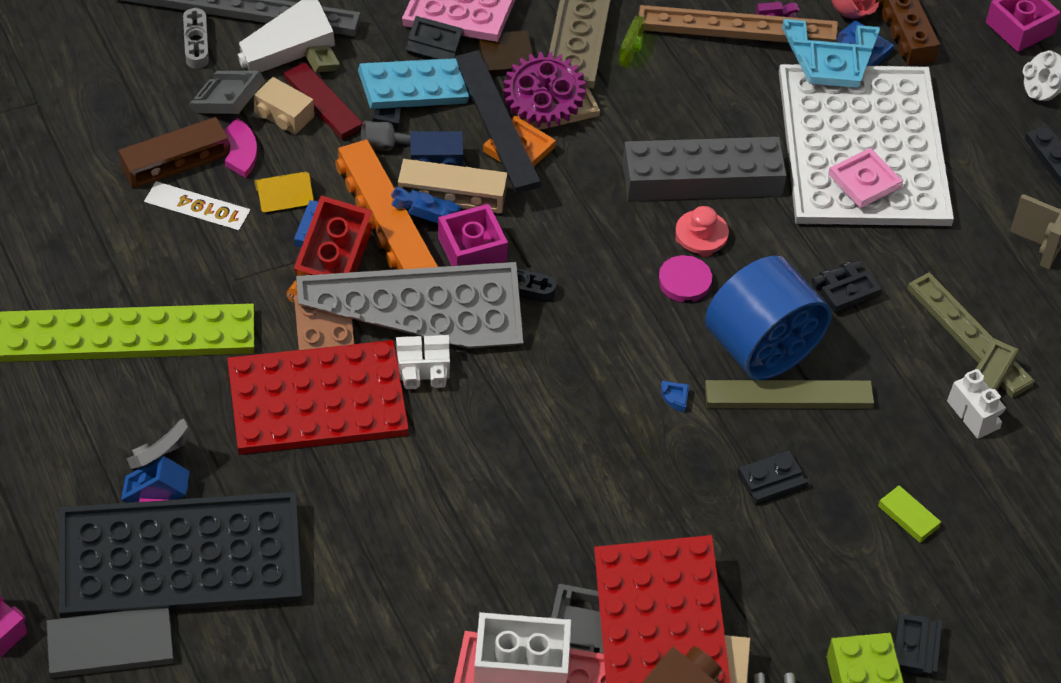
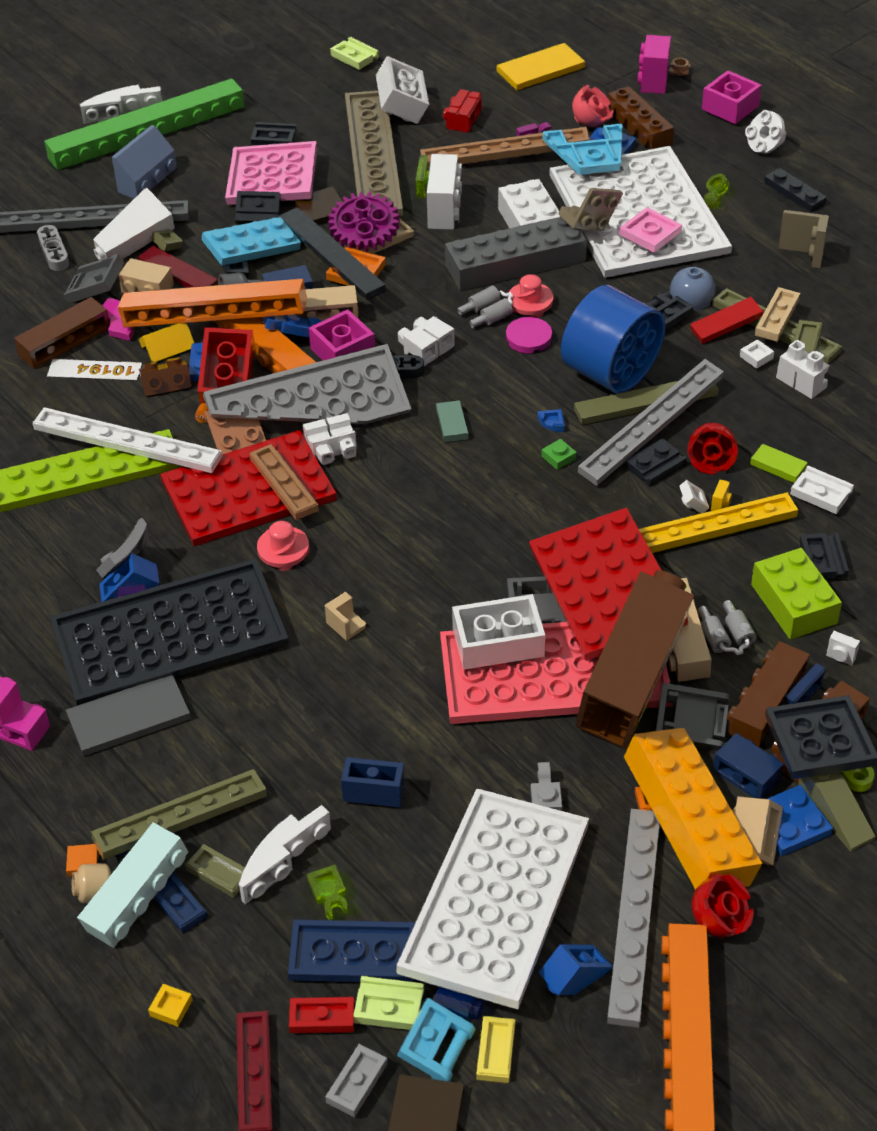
camera: 10 degrees left, 5 degrees down
(204, 309) = (128, 440): none -> white tile
(268, 235) = (165, 377): none -> reddish brown bracket
(331, 481) = (282, 546): none -> coral plate
(343, 161) = (213, 303): none -> orange brick
(354, 403) = (284, 482): none -> medium nougat tile
(369, 586) = (342, 618): none -> tan panel
(563, 369) = (452, 421): none -> sand green tile
(568, 259) = (427, 338): none -> white hips
(646, 70) = (444, 191): none -> white brick
(651, 241) = (489, 304): none -> light grey piece
(668, 440) = (558, 454): none -> bright green plate
(736, 109) = (525, 203): none -> white brick
(781, 427) = (650, 422): none -> light grey plate
(798, 534) = (693, 497): none -> white plate
(804, 143) = (594, 211): none -> dark tan bracket
(811, 573) = (719, 522): none -> yellow plate
(827, 543) = (721, 497): none -> yellow plate
(838, 479) = (712, 448): none -> red cylinder
(890, 264) = (694, 287): none -> sand blue cylinder
(914, 315) = (726, 320): none -> red tile
(933, 367) = (756, 354): none -> white plate
(945, 560) = (822, 489): none -> white plate
(965, 133) = (716, 186): none -> clear neon green plate
(973, 323) = (777, 314): none -> tan plate

